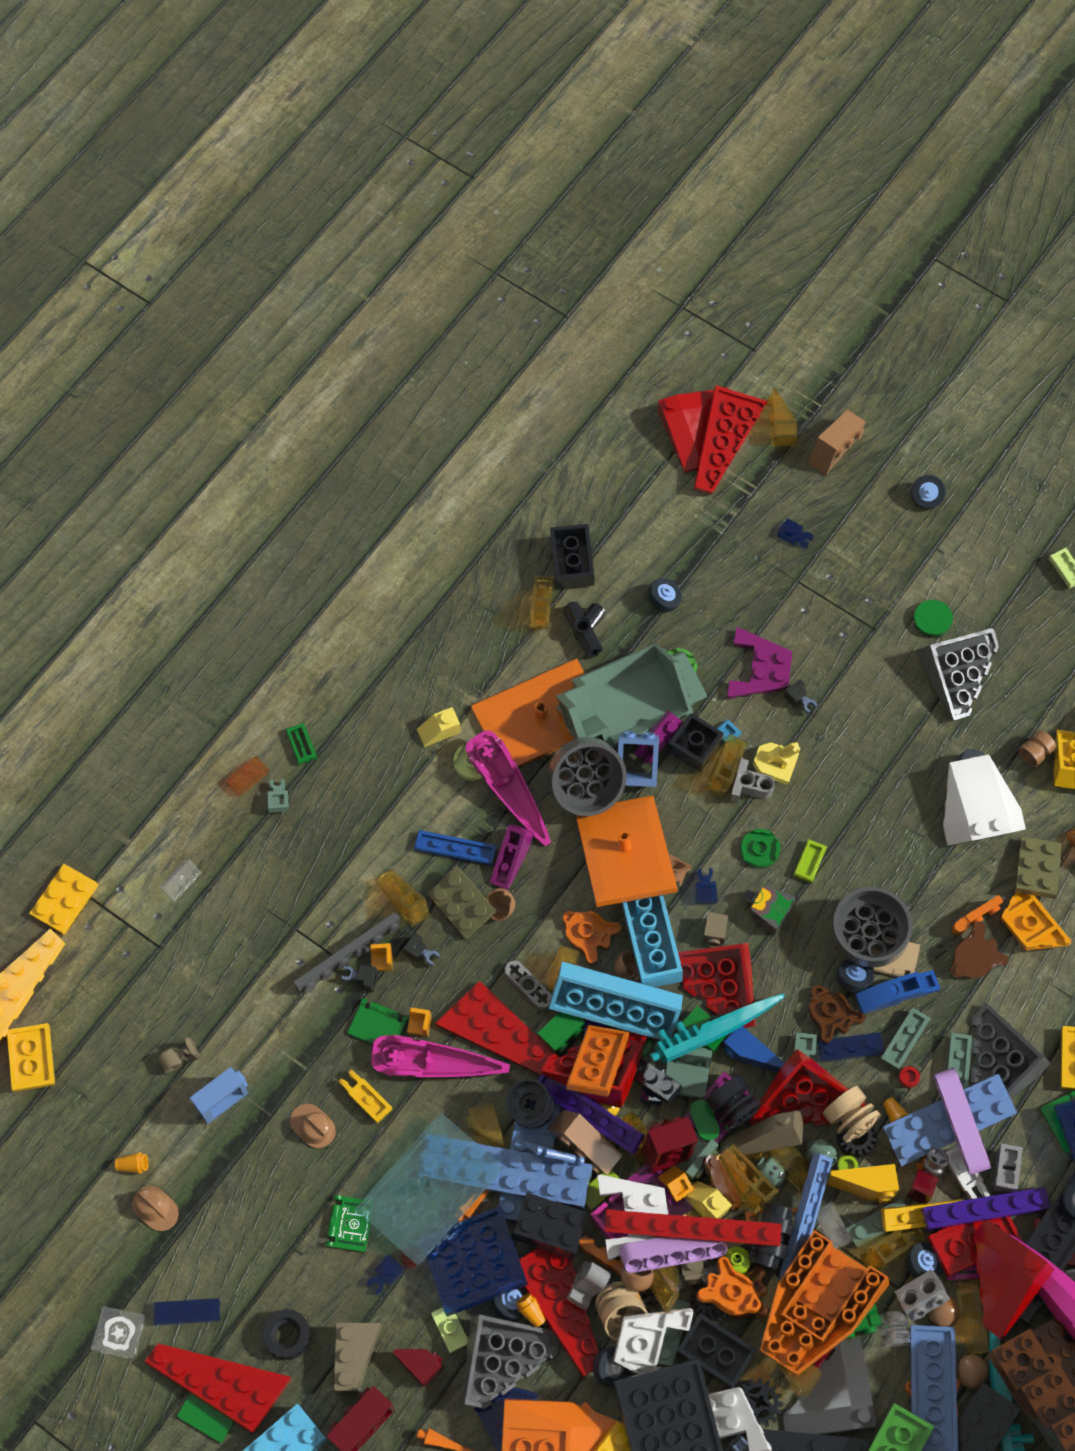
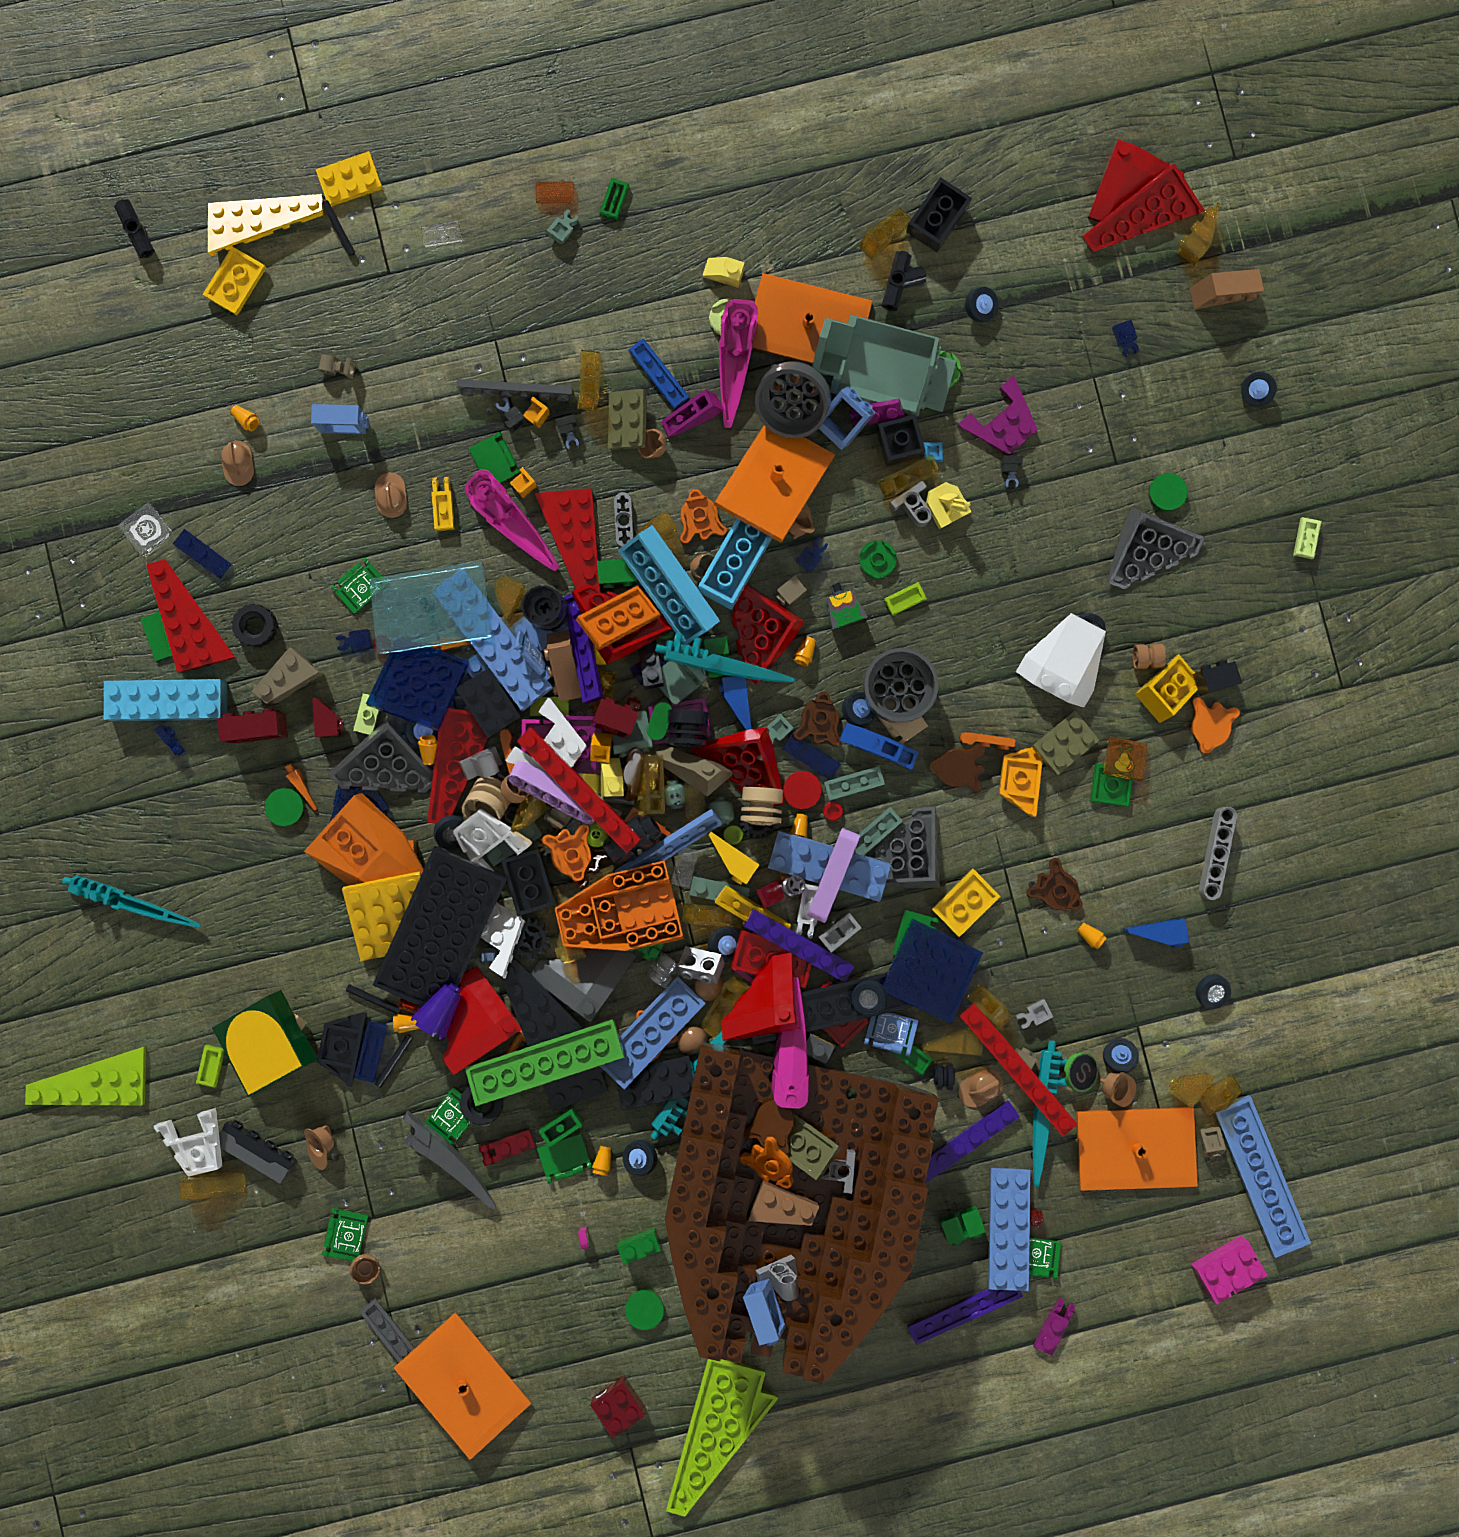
camera: 35 degrees right, 20 degrees up
(87, 944) = (338, 228): none -> black bar
(770, 968) = (805, 652): none -> light orange cone
(870, 1078) = (802, 790): none -> red tile

